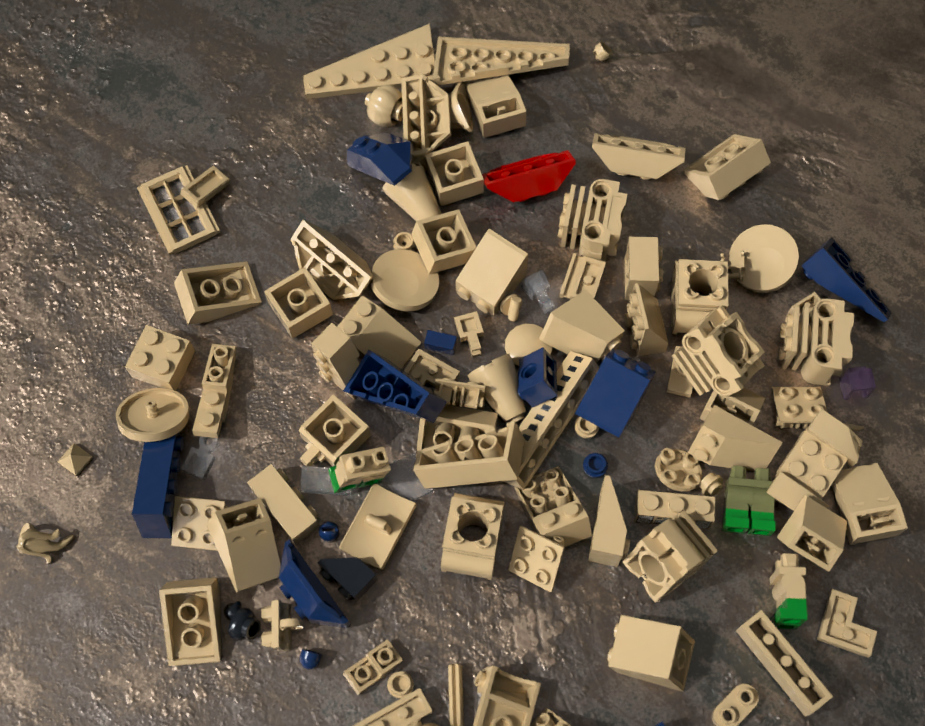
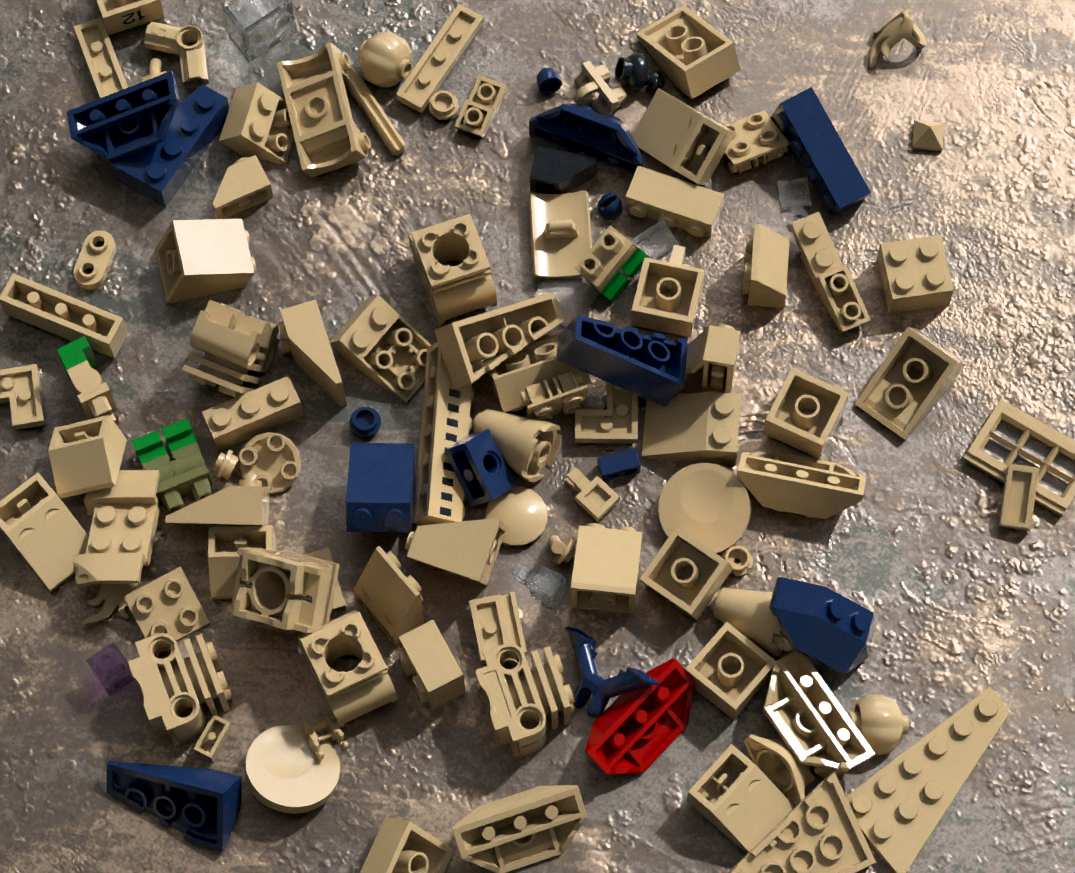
camera: 150 degrees right, 0 degrees up
(152, 414) = (874, 207): tan piece -> none
(256, 415) = (765, 268): none -> tan slope
(537, 558) = (366, 279): tan hinge -> none
(541, 209) = (593, 683): none -> dark blue piece
(592, 700) = (242, 188): none -> tan slope

